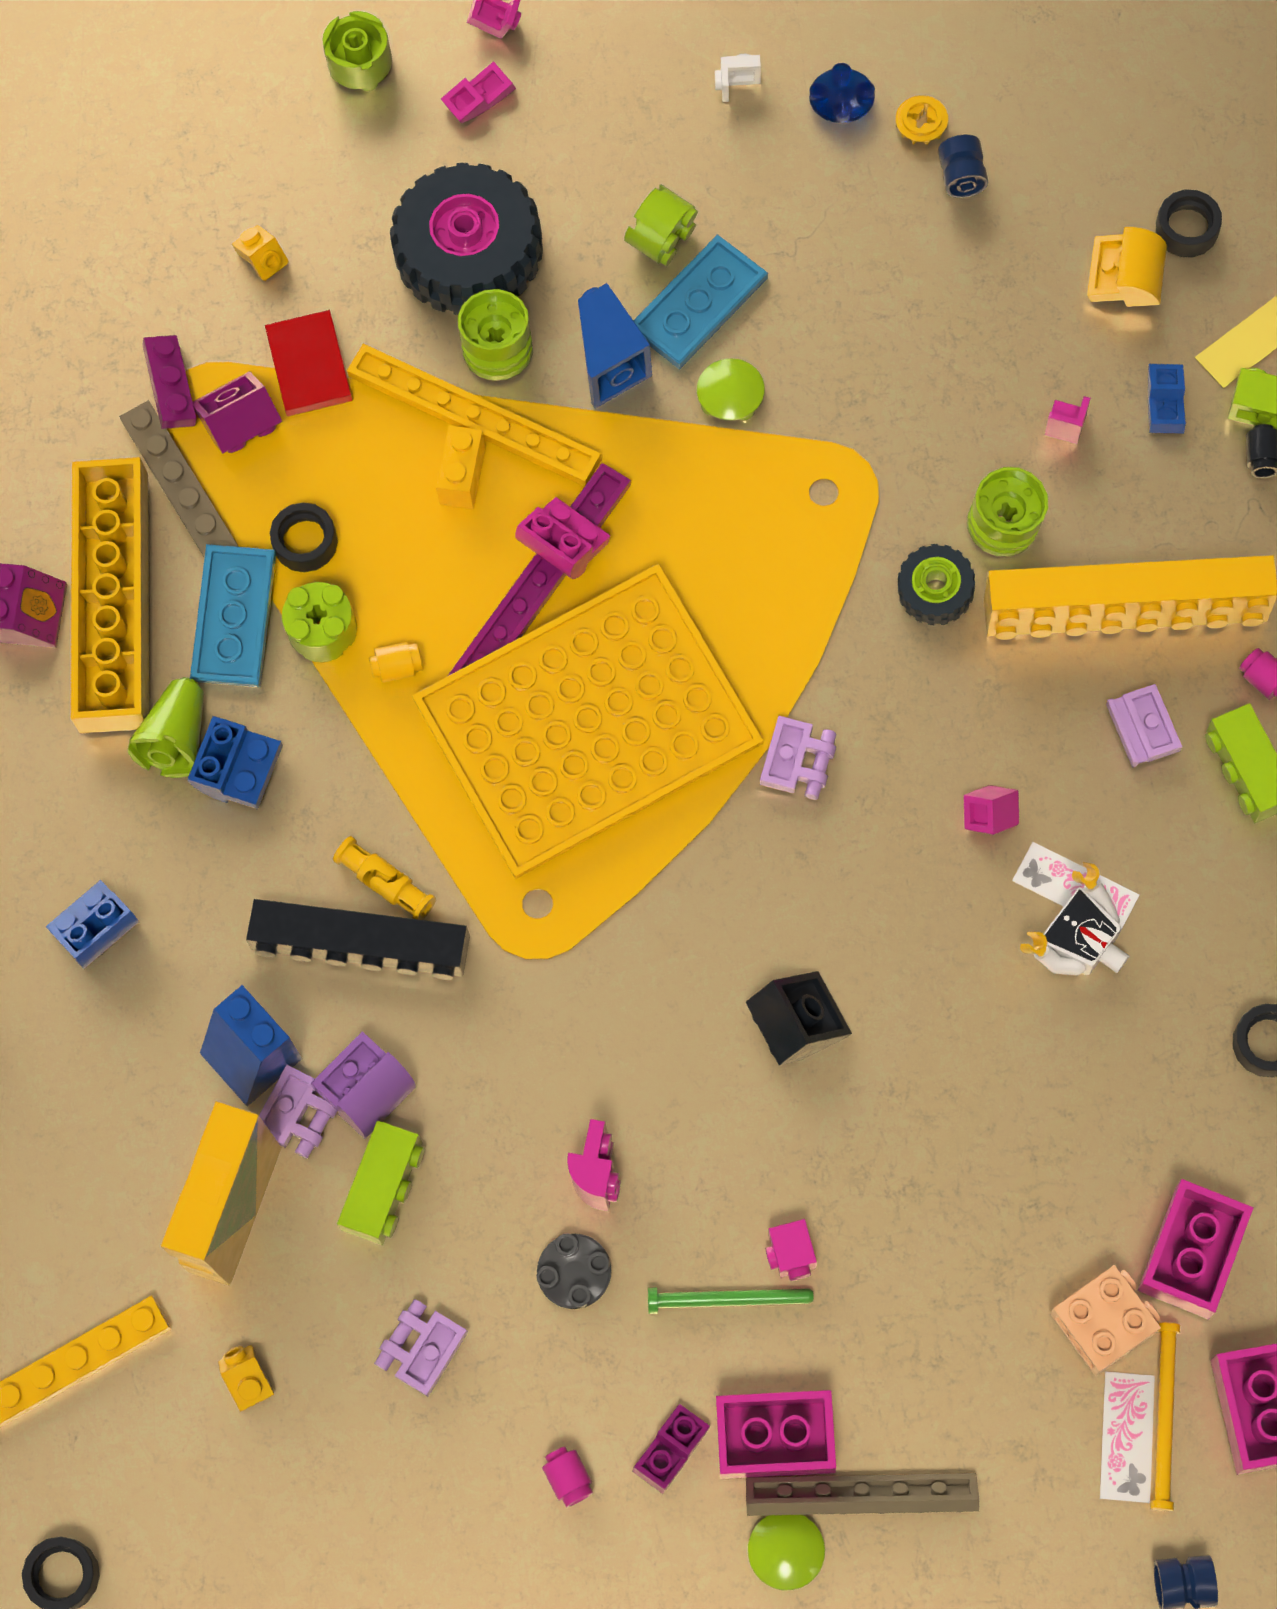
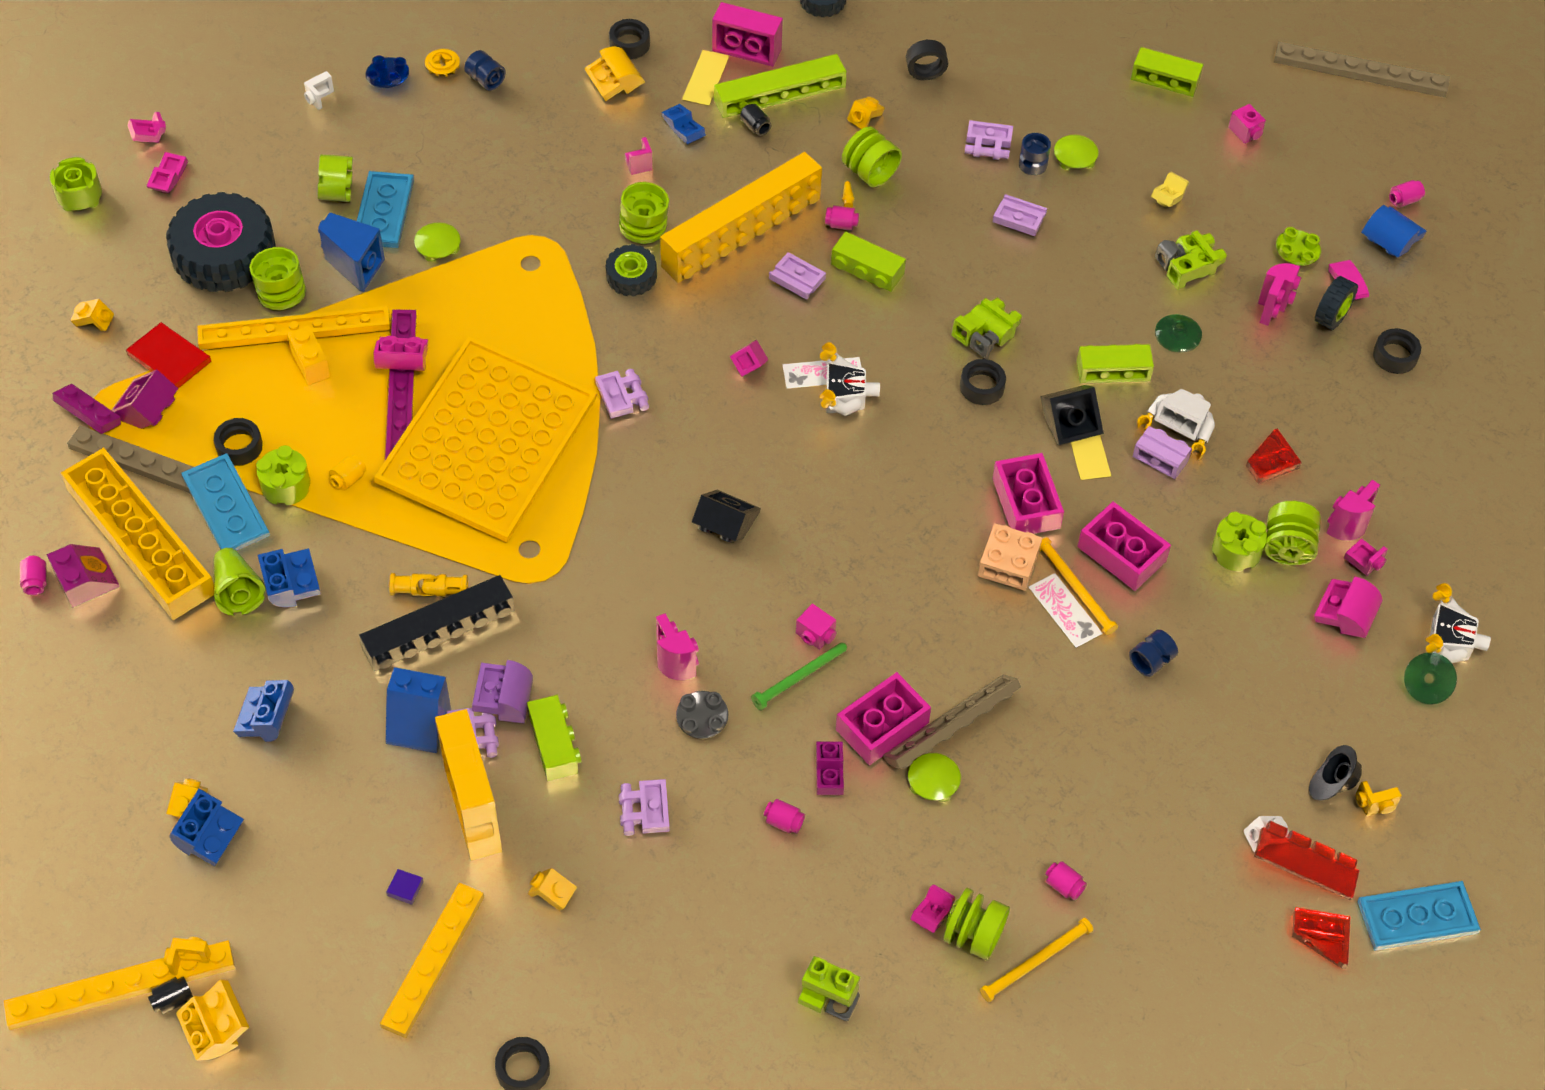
camera: 45 degrees left, 15 degrees down
(93, 1256) = (404, 886): none -> dark purple tile

